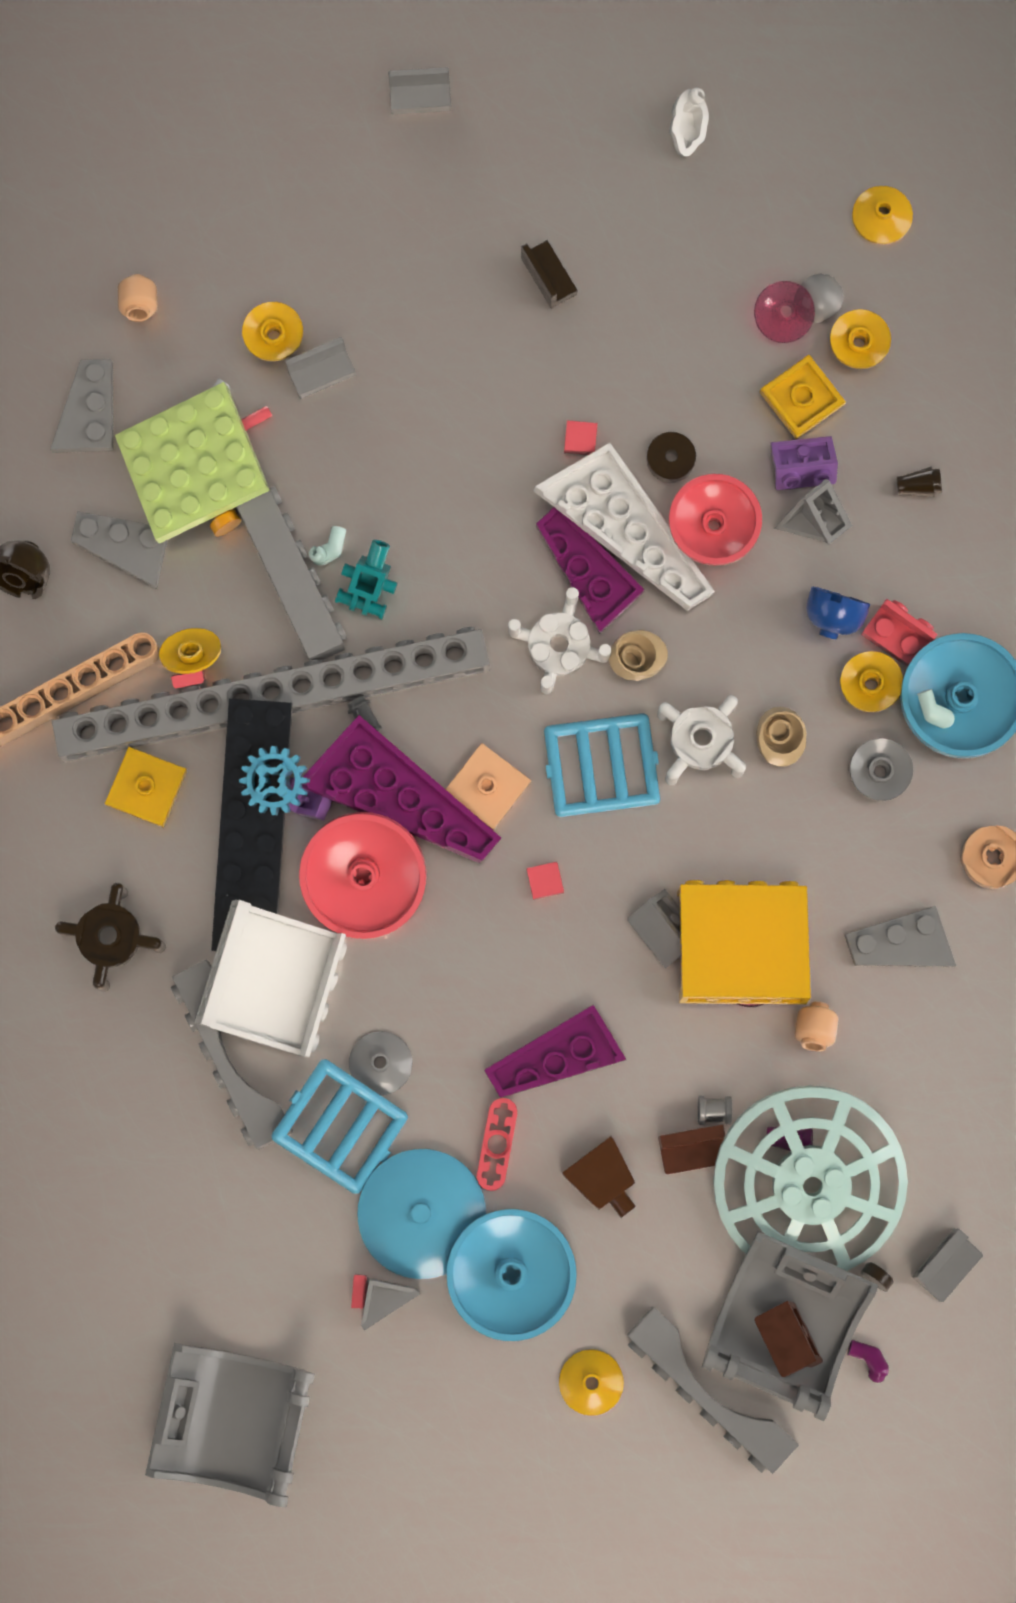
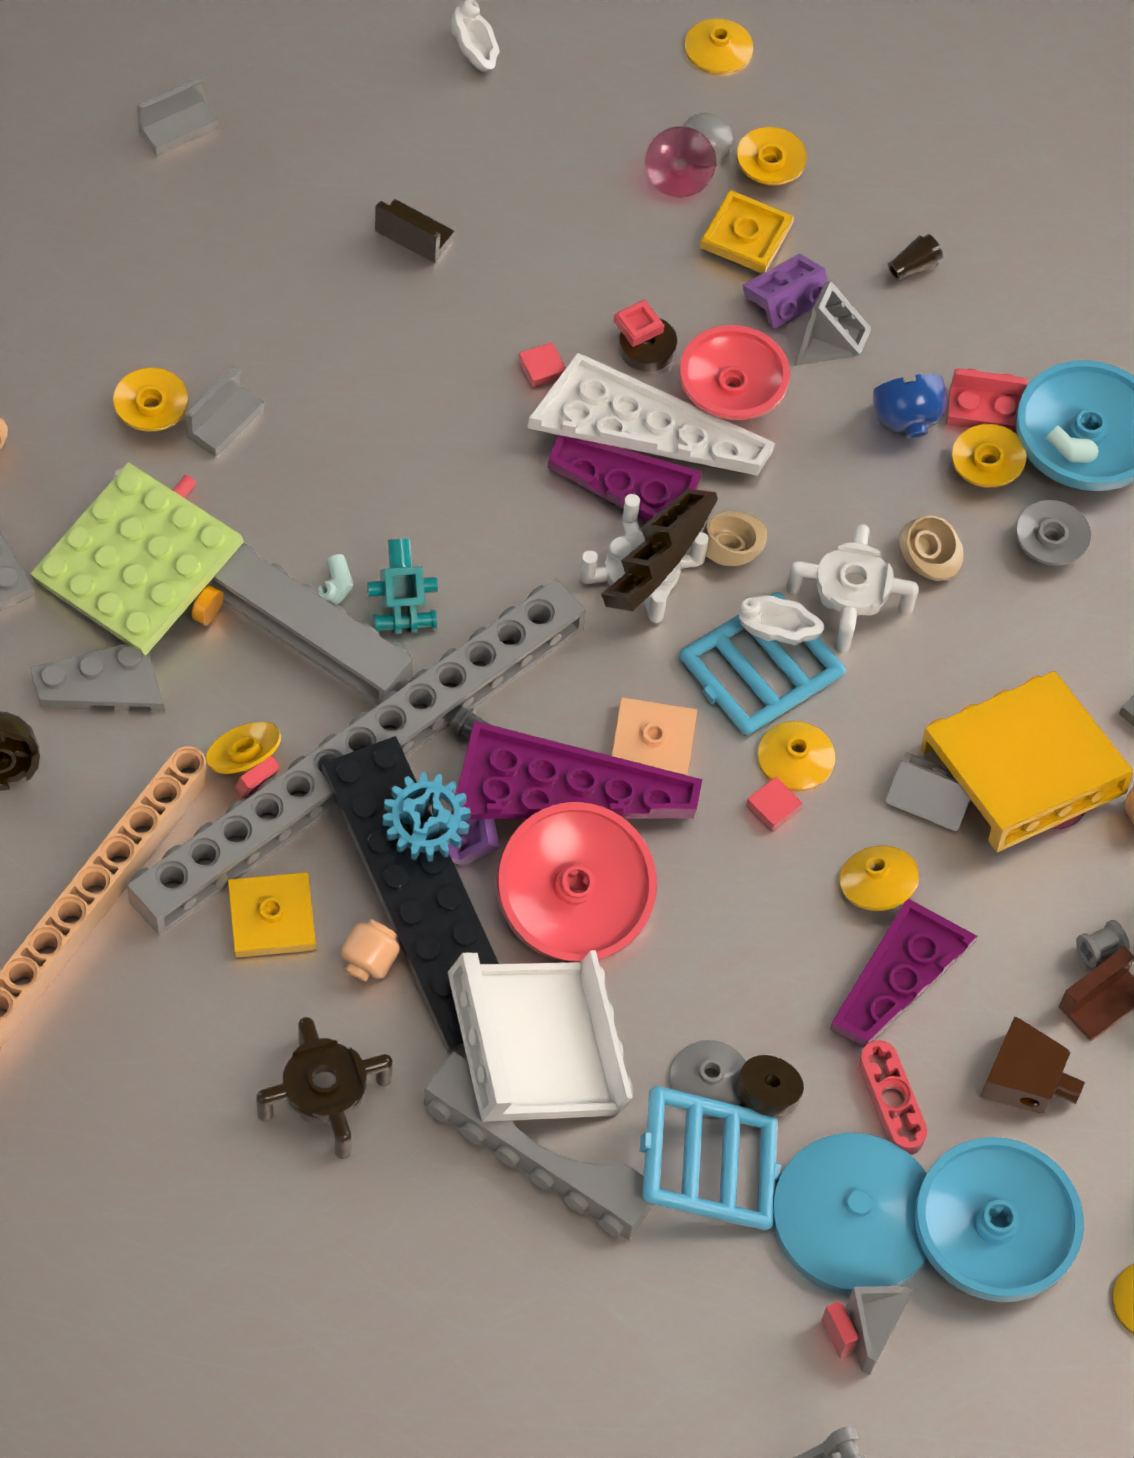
camera: 35 degrees left, 20 degrees down
(195, 851) = (370, 950): none -> light nougat head
(424, 1083) = (766, 1100): none -> dark brown piece
(578, 640) = (665, 544): none -> dark brown slope
(580, 865) = (796, 770): none -> yellow dish
(586, 990) = (883, 888): none -> yellow dish
(626, 743) = (779, 620): none -> white arm
(670, 439) = (638, 323): none -> coral tile

